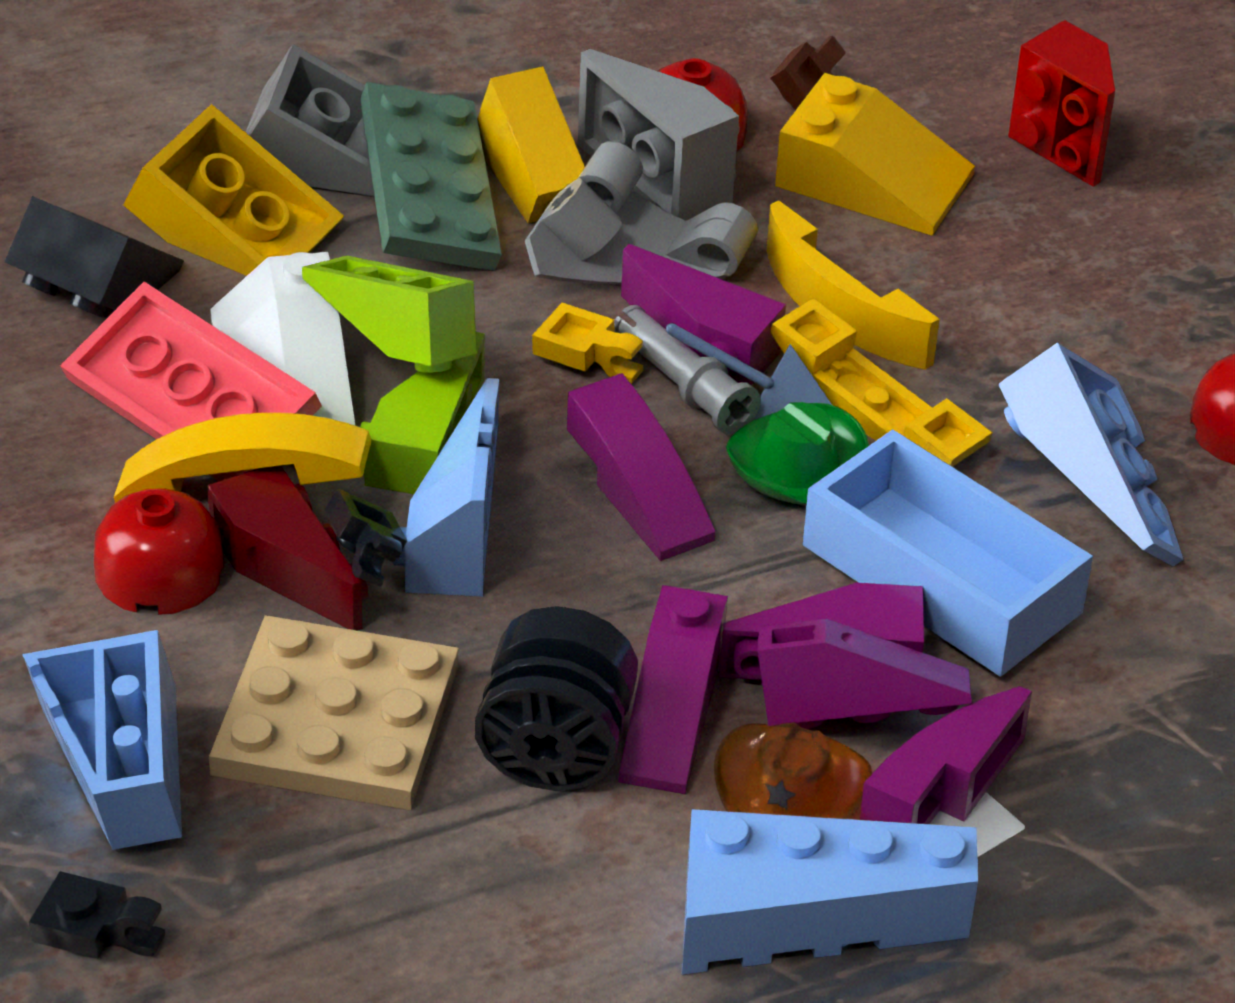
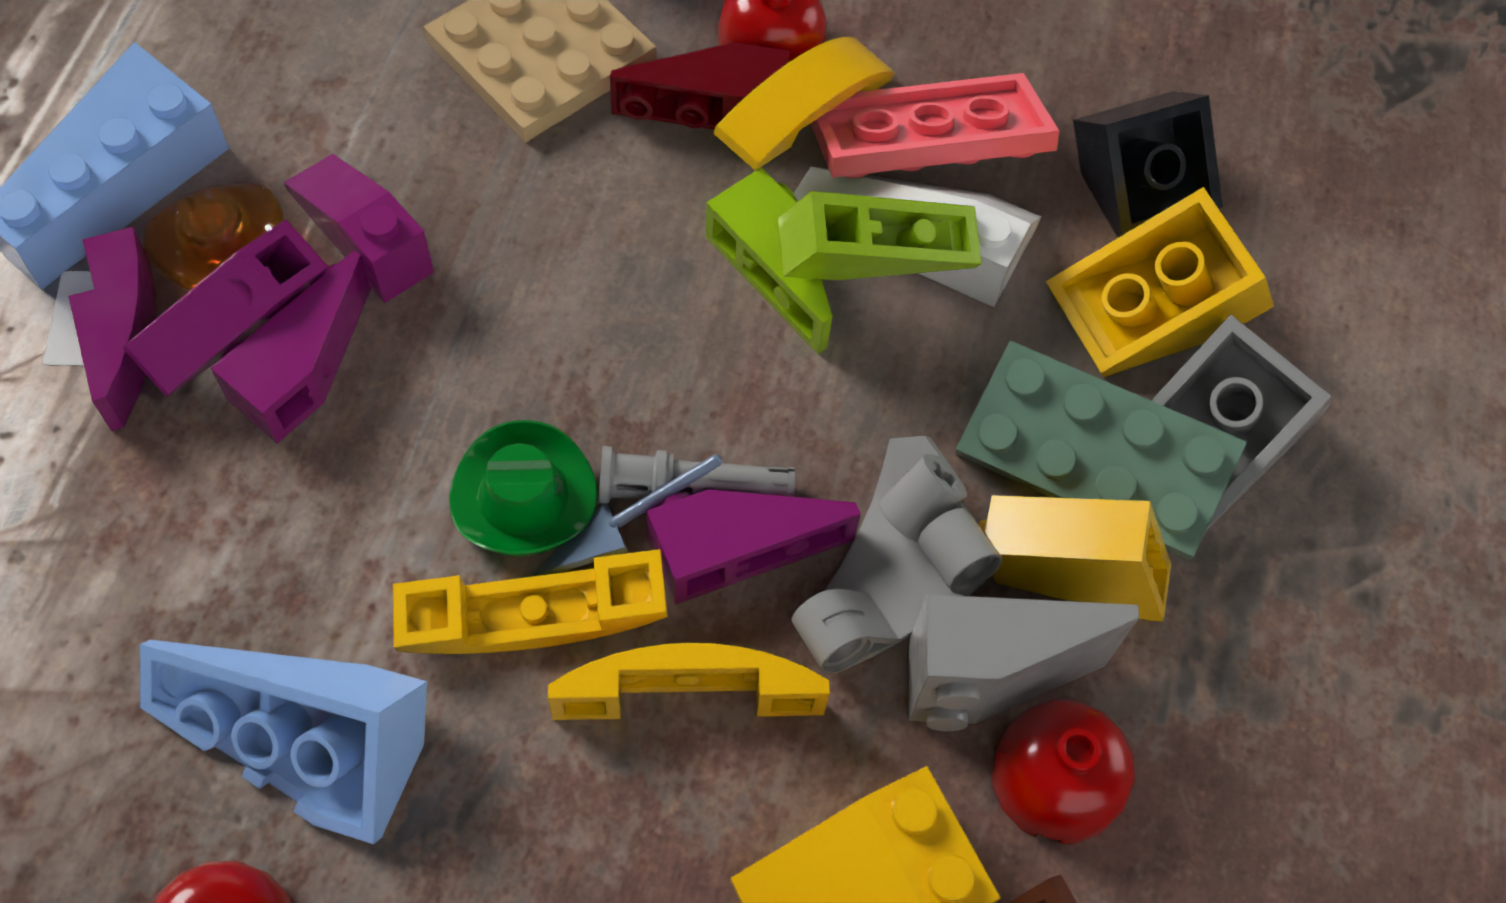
camera: 125 degrees right, 20 degrees up
(367, 533) = (657, 106): black plate -> none
(453, 507) = (651, 201): light blue wedge -> none
(557, 699) = (389, 108): black wheel -> none
(583, 337) = (791, 425): yellow plate -> none
(638, 466) = (599, 353): magenta slope -> none
(986, 568) = (285, 474): light blue piece -> none

